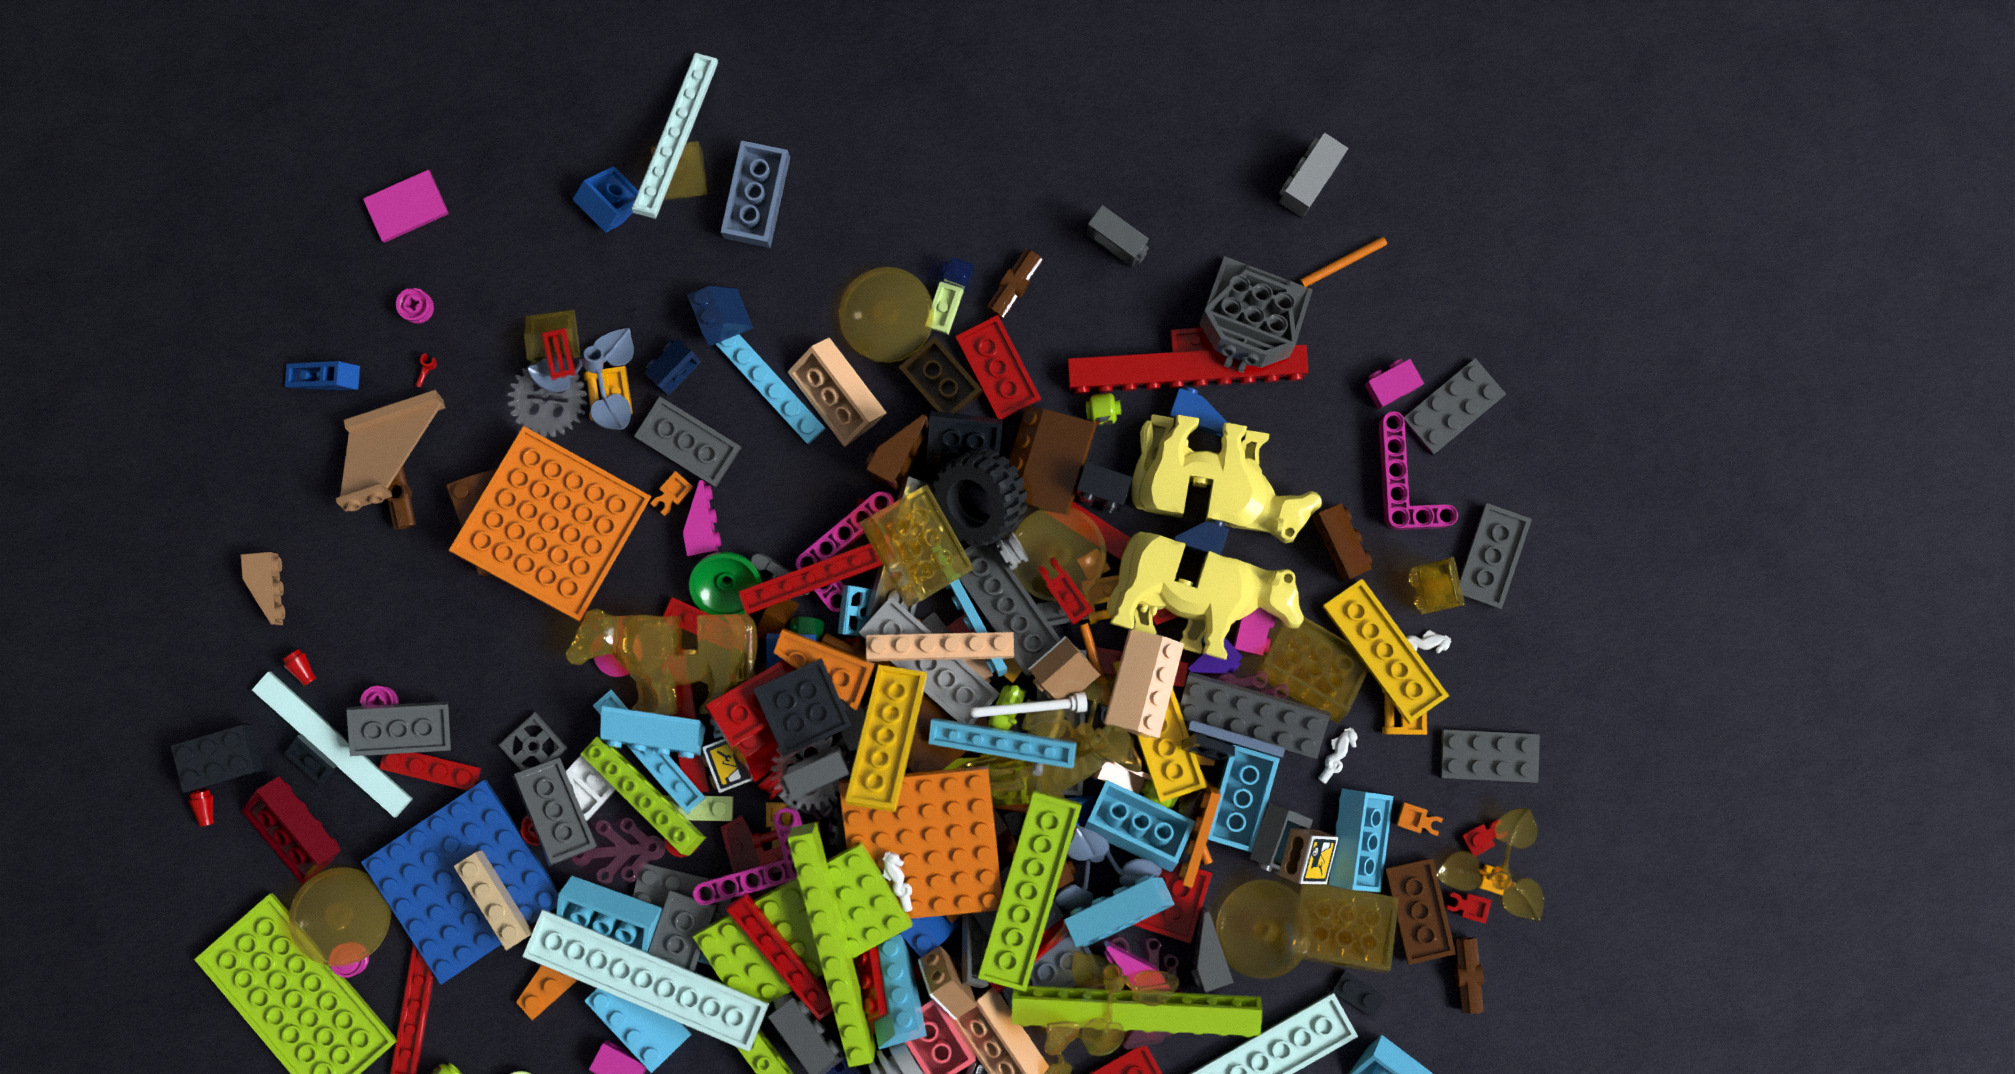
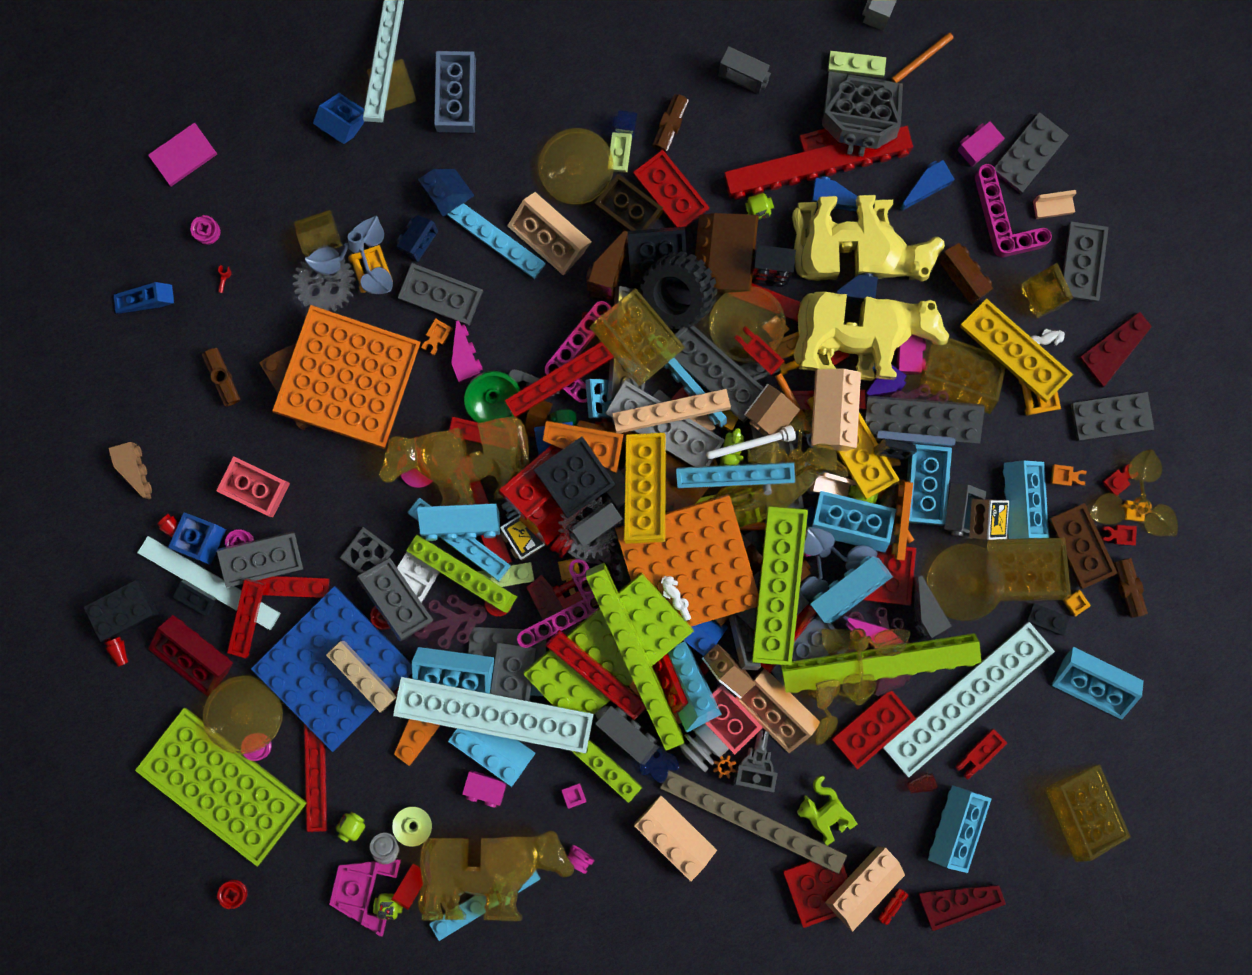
camera: 10 degrees left, 0 degrees up
(327, 687) = (197, 538): none -> blue slope
(367, 798) = (246, 618): none -> red plate
(380, 445) = (201, 341): medium nougat piece -> none
(408, 637) = (253, 487): none -> coral brick
(563, 373) = (333, 257): red tile -> none
(1012, 551) = (711, 327): light grey wheel -> none
(1260, 254) = (856, 64): none -> yellowish green plate
(1324, 418) = (933, 180): none -> blue slope
(1333, 762) = (996, 432): white animal -> none
(1398, 980) = (1076, 603): none -> light orange tile
(1470, 477) = (1054, 204): none -> light nougat panel
(1505, 675) = (1112, 351): none -> dark red wing

